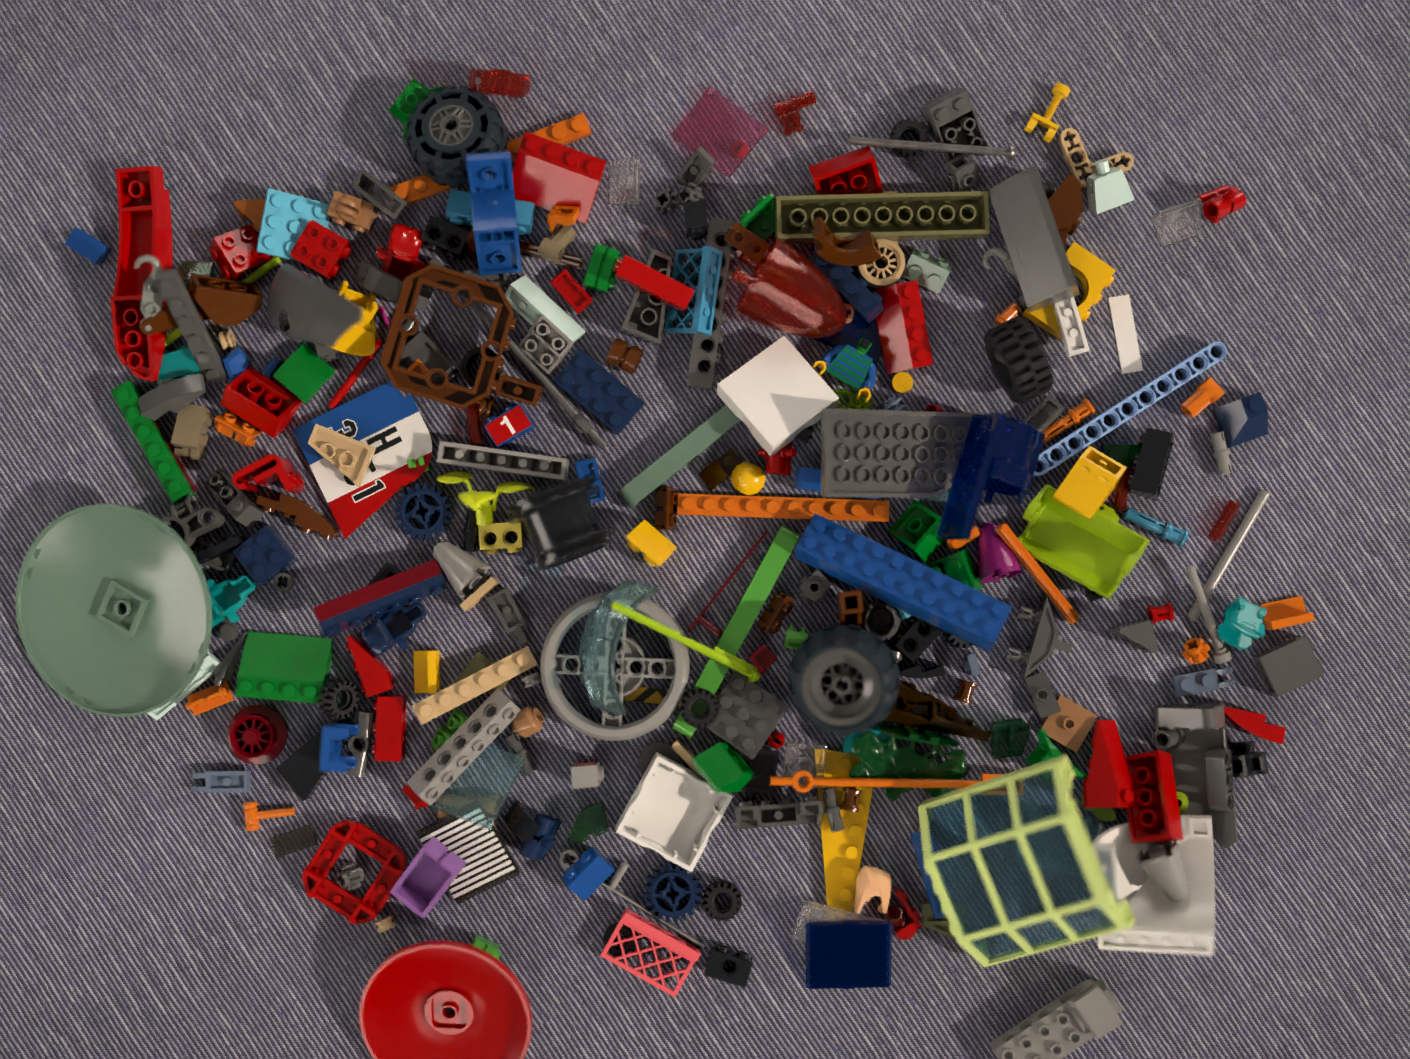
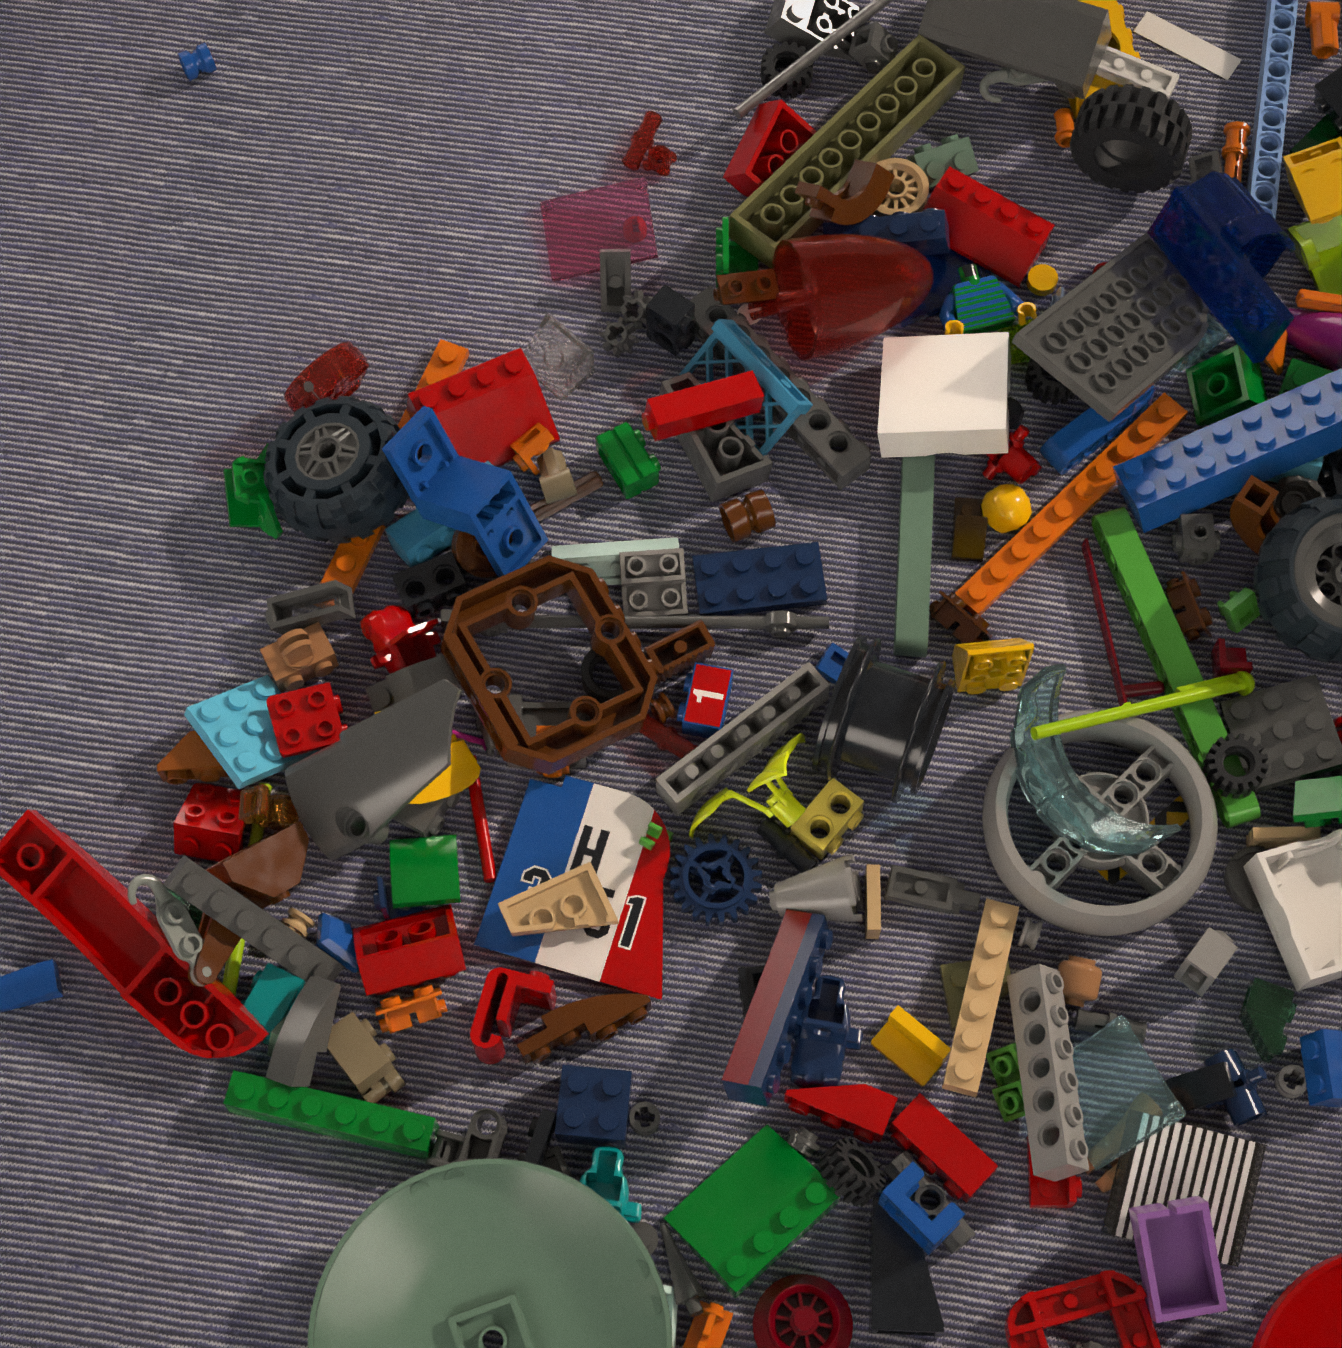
camera: 50 degrees left, 20 degrees down
(235, 500) = (490, 1083): dark grey slope -> none
(261, 271) = (266, 809): none -> clear orange leg
(337, 662) = (803, 1140): none -> dark grey plate
(571, 291) = (619, 512): red plate -> none

